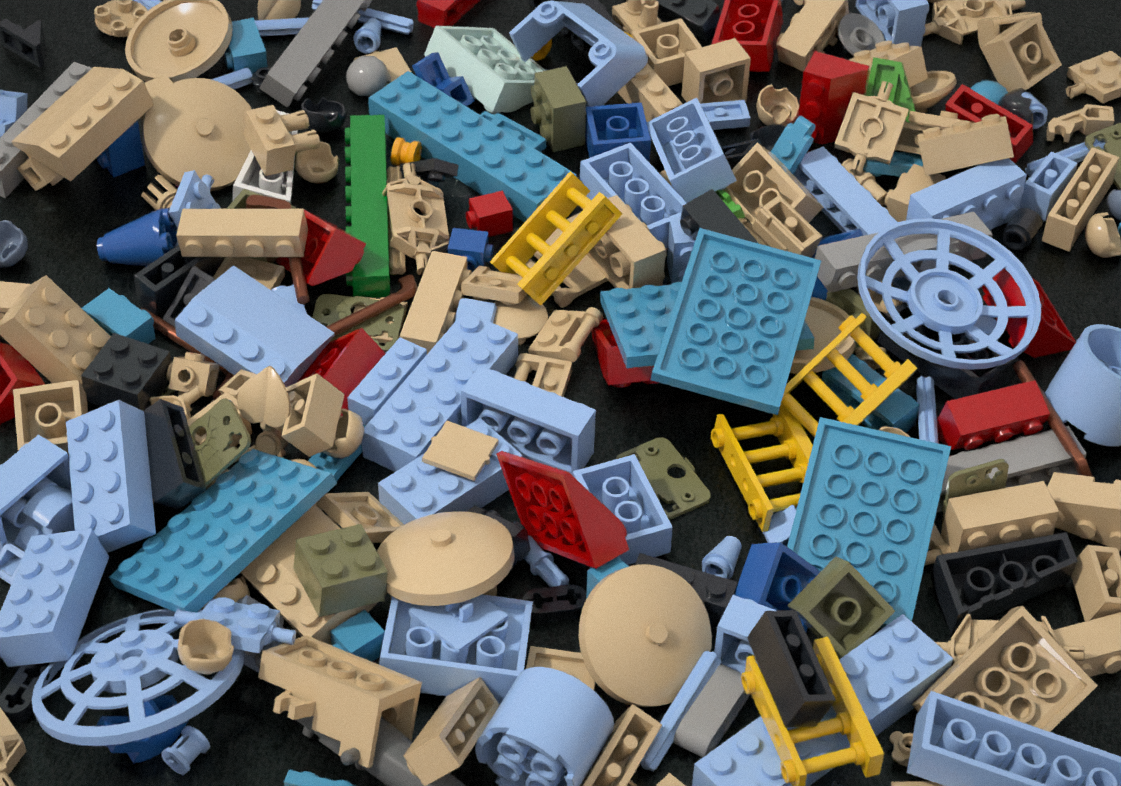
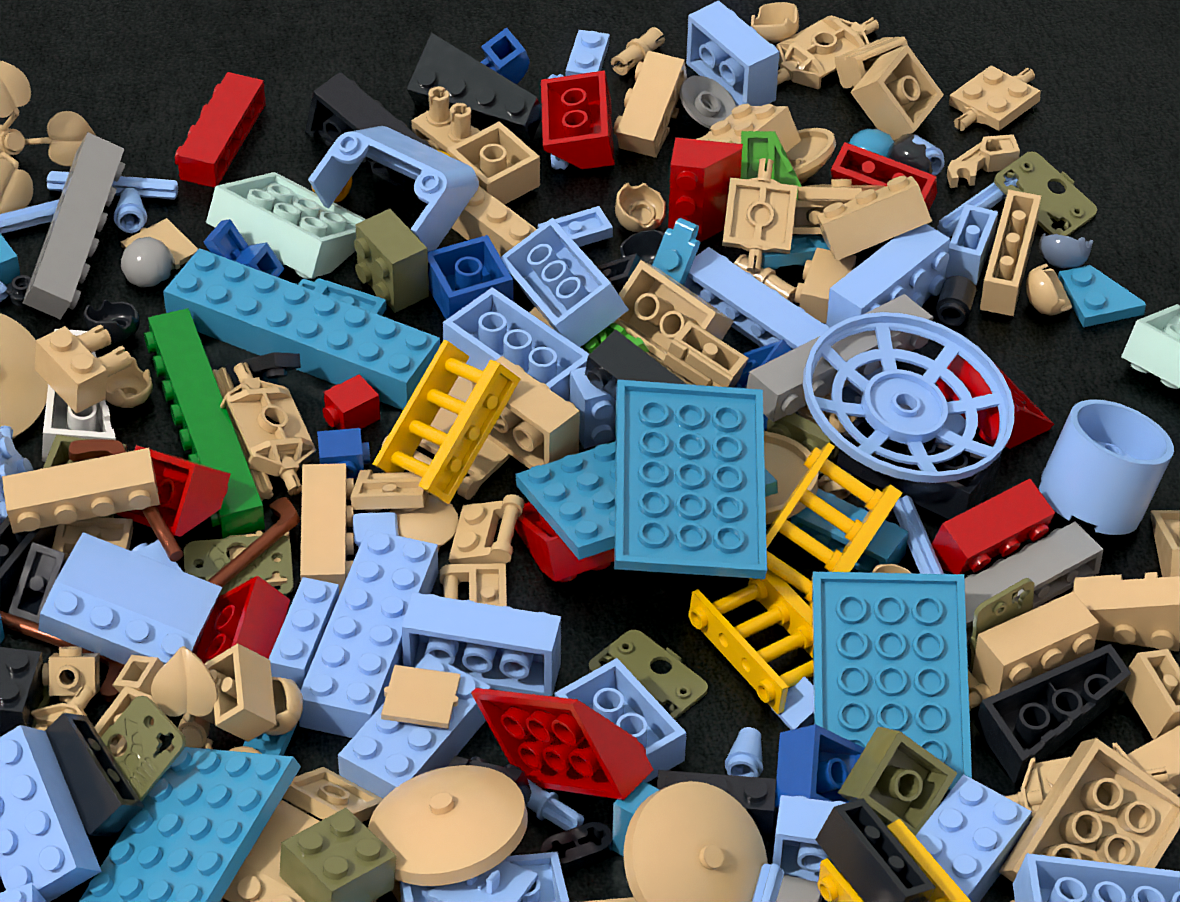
camera: 15 degrees left, 0 degrees up
(405, 151) = (226, 349): light orange wheel -> none
(716, 73) = (559, 182): tan brick -> none
(1056, 424) = (1063, 523): copper piece -> none

